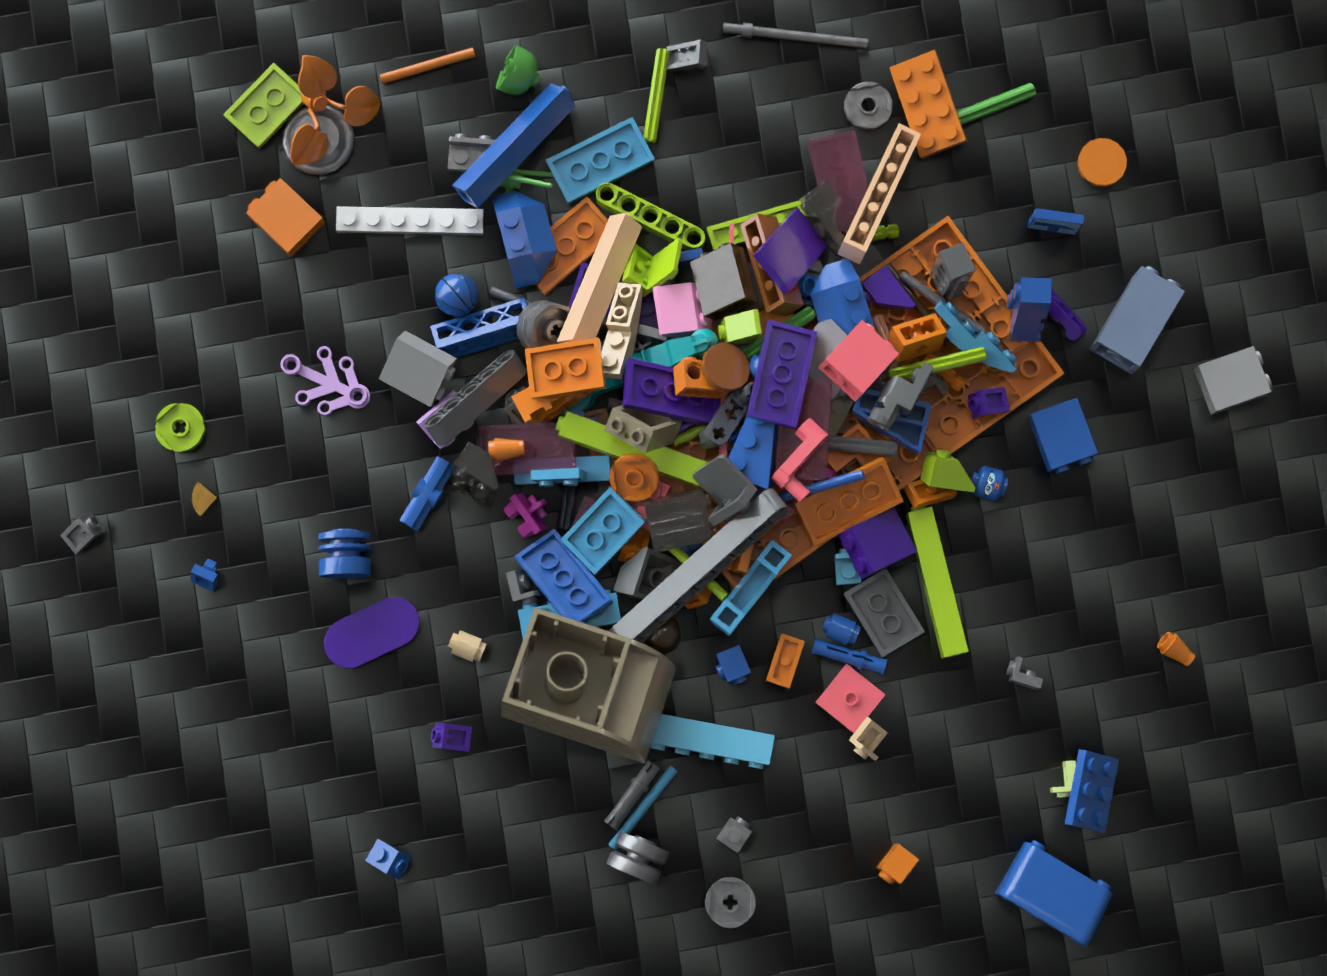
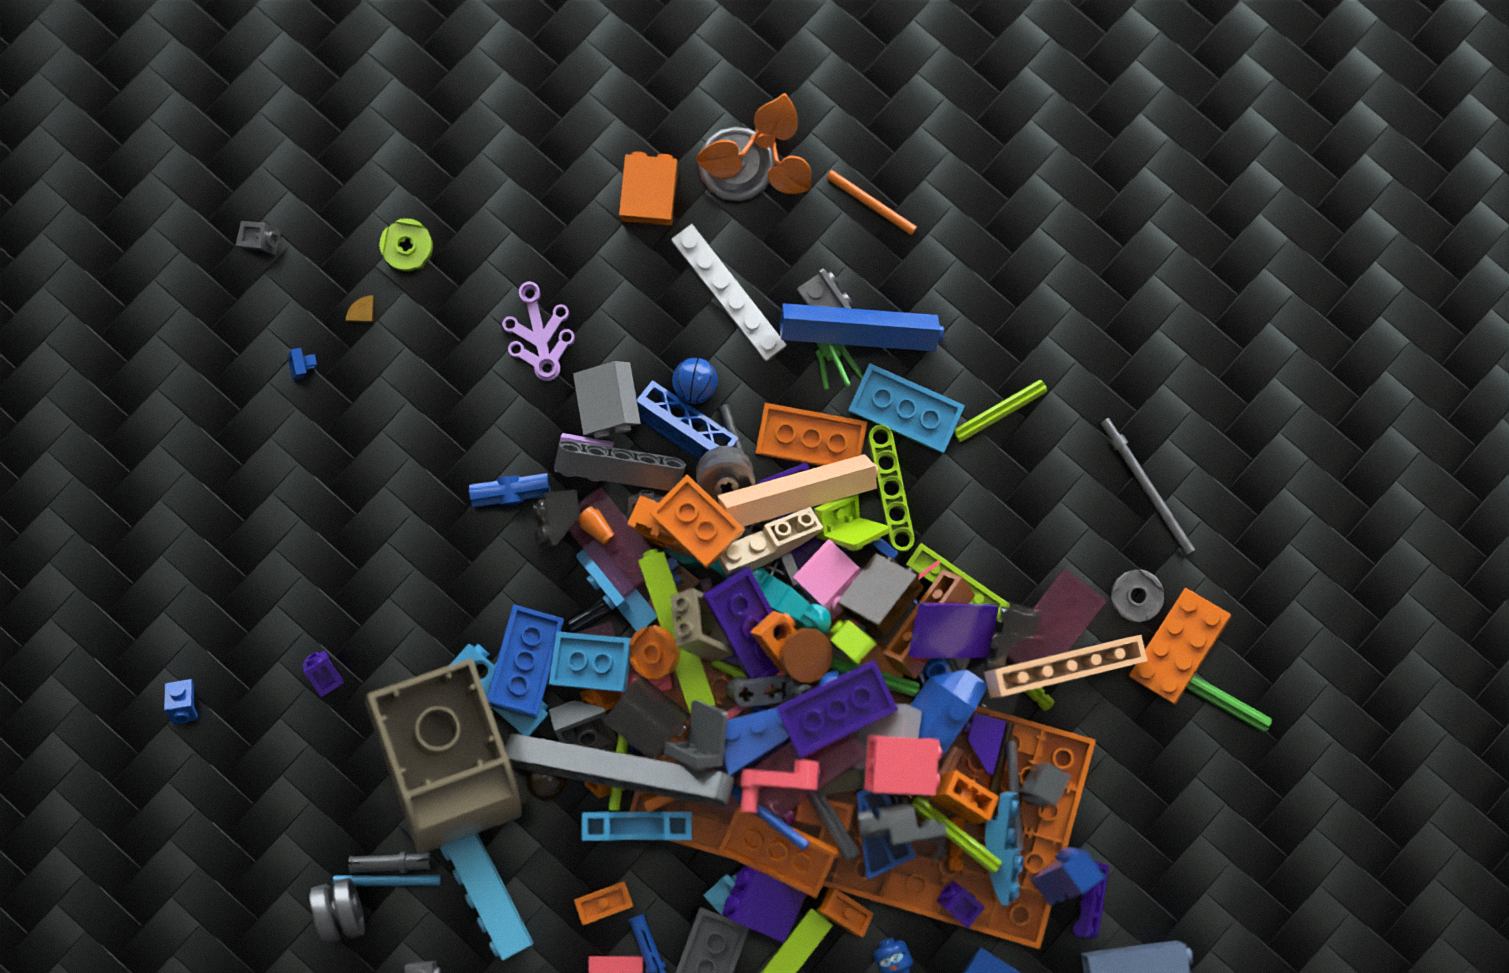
camera: 55 degrees right, 0 degrees up
(265, 106) = (727, 98): lime plate -> none
(344, 554) = (403, 463): blue wheel -> none
(371, 632) = (359, 537): dark purple tile -> none
(467, 646) = (407, 625): tan brick -> none
(519, 72) = (925, 281): bright green cylinder -> none
(519, 587) = (490, 630): dark grey bracket -> none
(525, 236) = (789, 397): blue wedge -> none
(530, 510) = (561, 586): magenta hips -> none
(687, 56) = (1053, 410): flat silver tile -> none
(732, 665) = (564, 861): blue brick -> none
(841, 629) = (667, 929): blue brick -> none
(945, 471) = (869, 913): lime slope -> none
(1055, 221) = (1166, 837): blue tile -> none
(1102, 162) = (1252, 835): orange tile -> none

